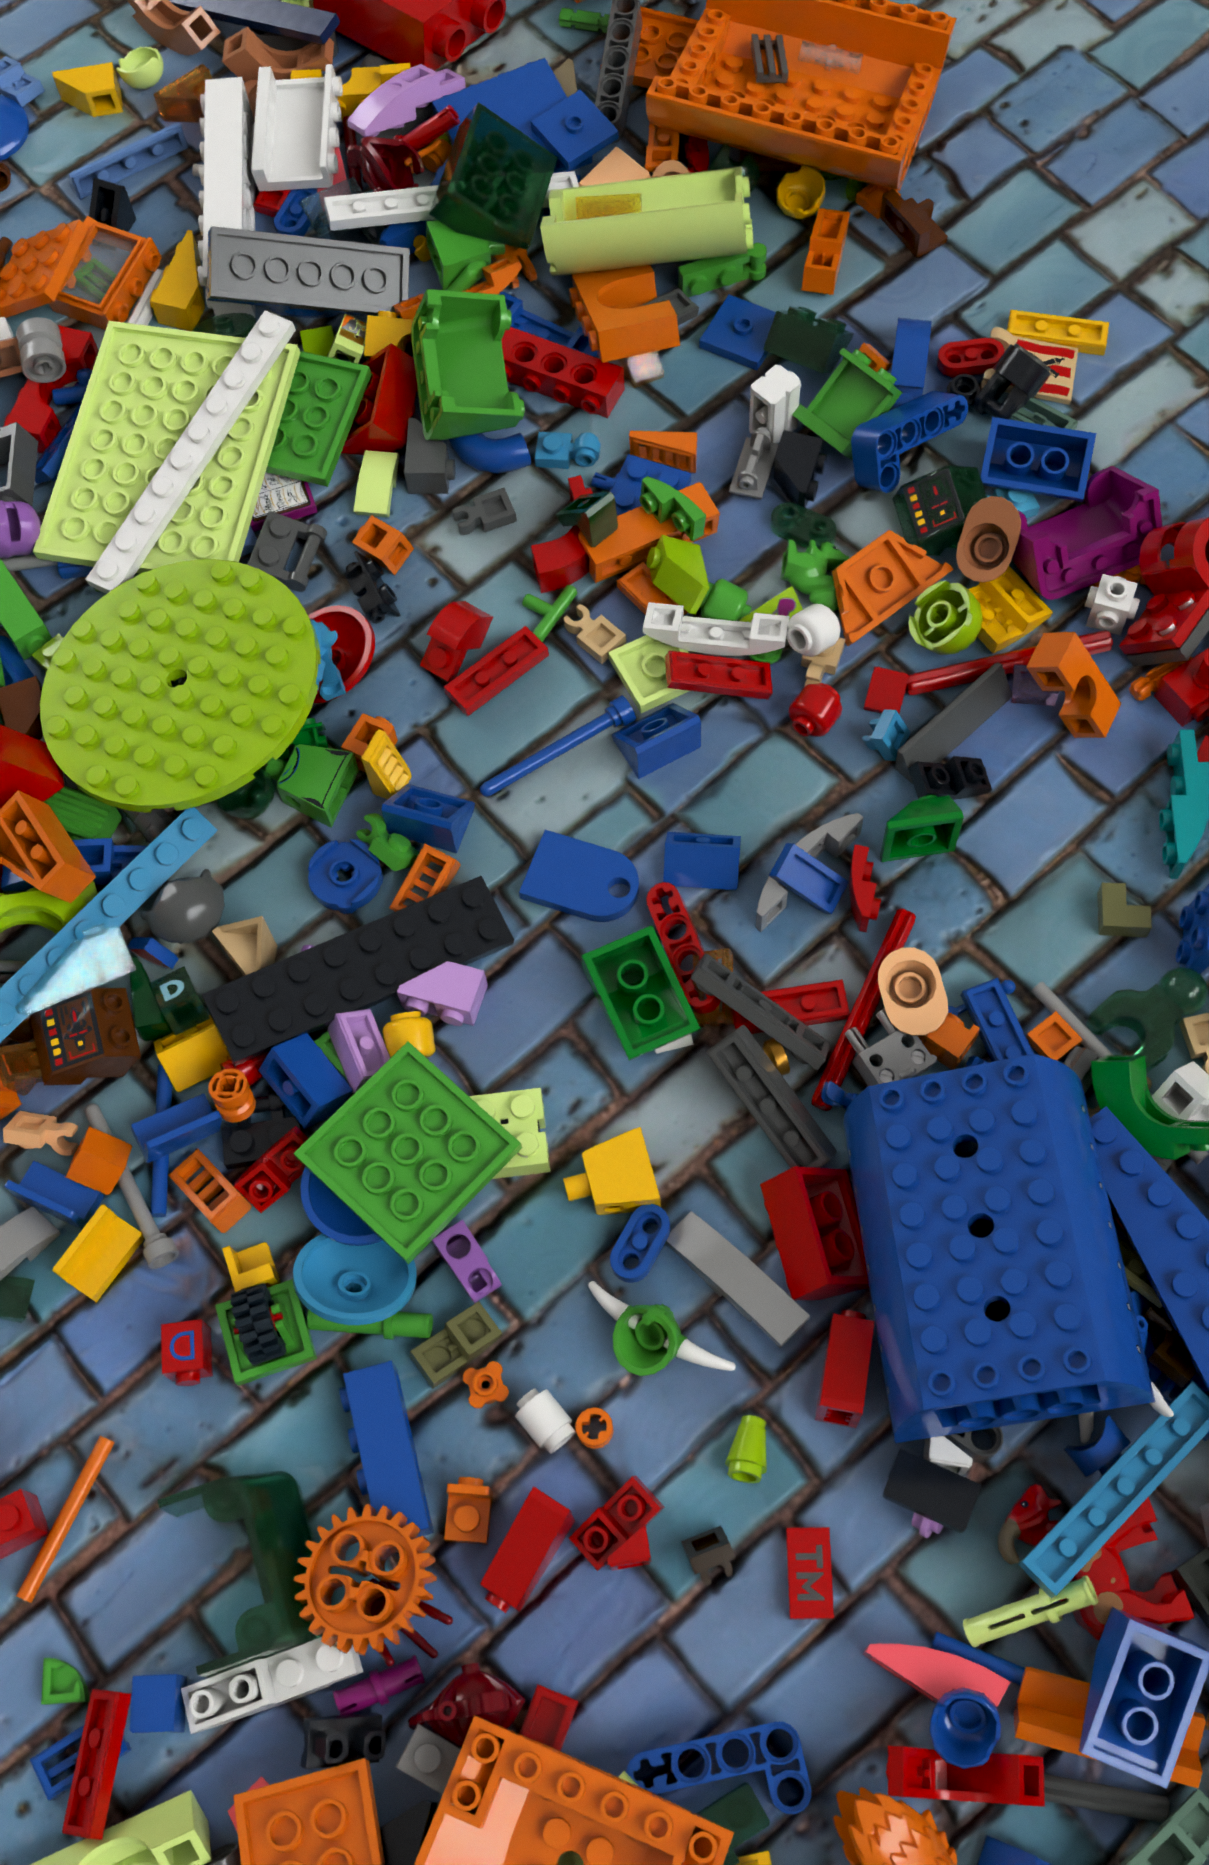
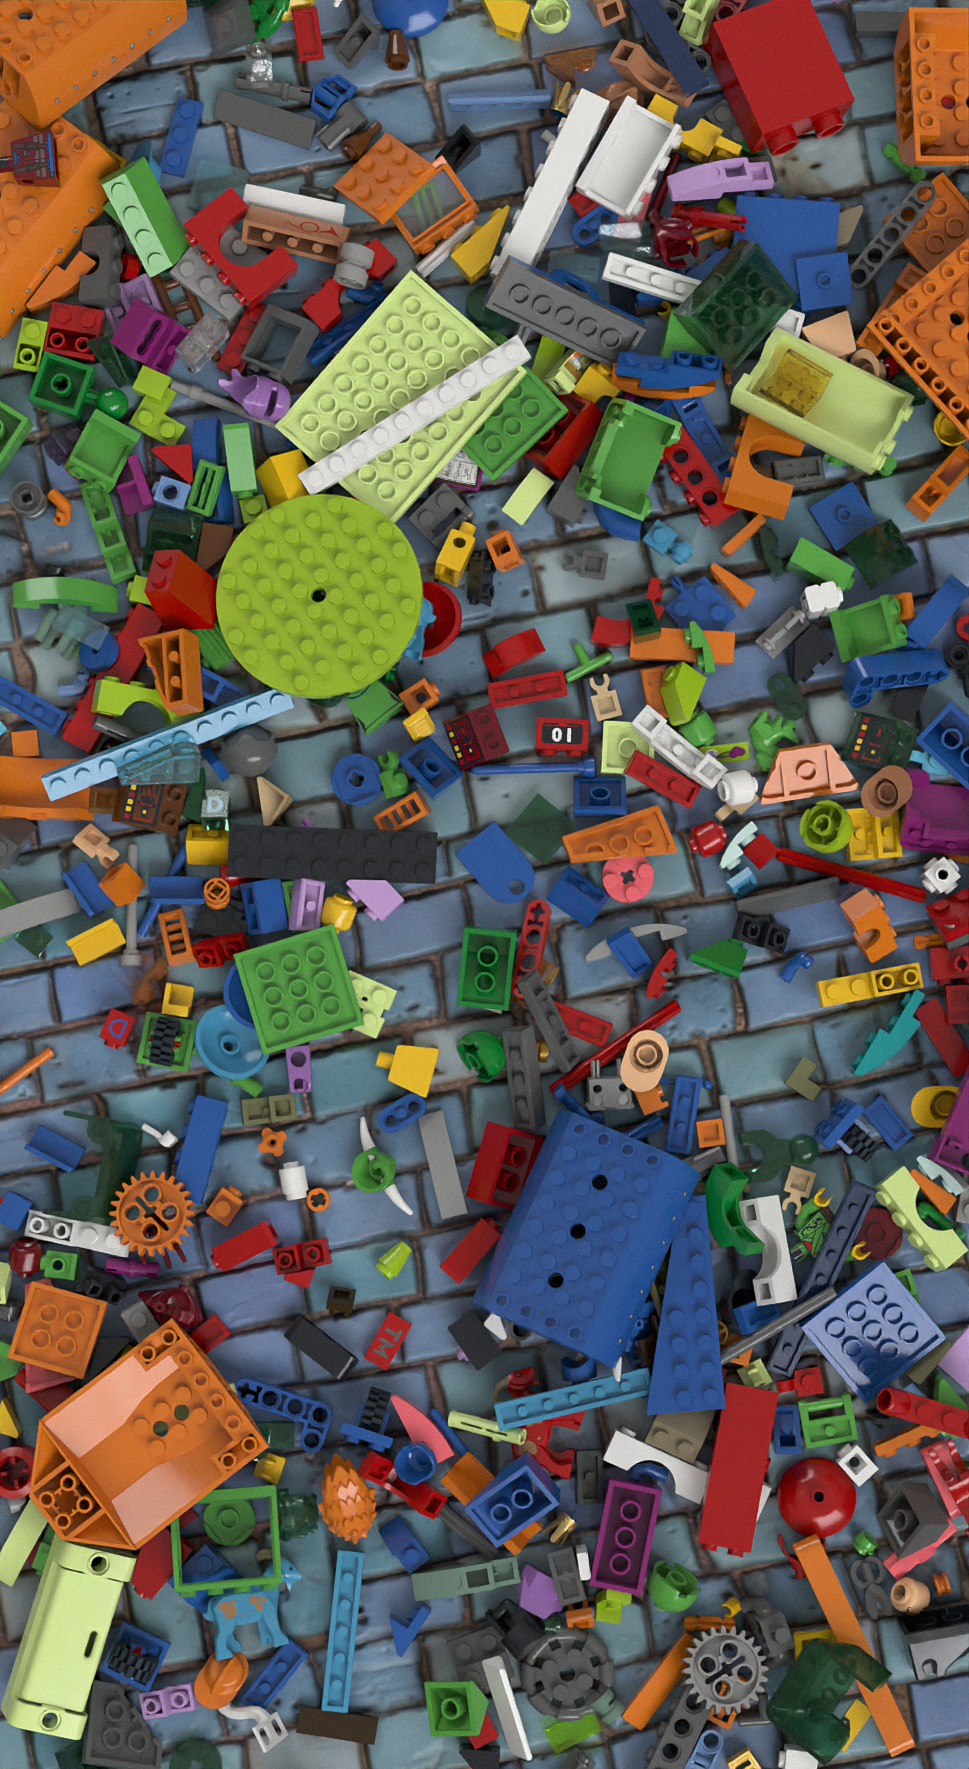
camera: 30 degrees right, 20 degrees up
(65, 598) = (280, 477): none -> yellow slope
(179, 1575) = (55, 1149): none -> blue panel
(193, 131) = (560, 106): none -> pearl gold piece
(198, 1276) = (145, 988): none -> clear orange slope
(208, 1766) = (25, 1256): none -> dark red head
(285, 1746) = (70, 1262): none -> bright green brick
(320, 562) = (455, 554): none -> yellow torso
(334, 1469) = (166, 1140): none -> white hand
(464, 743) = (476, 736): none -> dark red piece
(471, 263) = (679, 371): none -> blue slope
(568, 694) = (562, 736): none -> brick
(608, 808) = (540, 829): none -> clear green plate
(646, 396) = (743, 536): none -> orange tile
(693, 407) = (767, 545): none -> clear green slope
(699, 1105) = (483, 1053): none -> green cylinder
(715, 758) = (625, 837): none -> orange wing
(721, 1640) = (321, 1347): none -> black beam
(734, 372) = (819, 566): none -> bright green slope
(750, 786) = (631, 891): none -> coral plate
(856, 700) = (733, 852): none -> light aqua slope
(861, 1709) = (370, 1421): none -> plate
(939, 452) = (907, 702): none -> black slope
(1014, 791) = (794, 964): none -> blue arm
(1120, 762) = (869, 985): none -> yellow slope

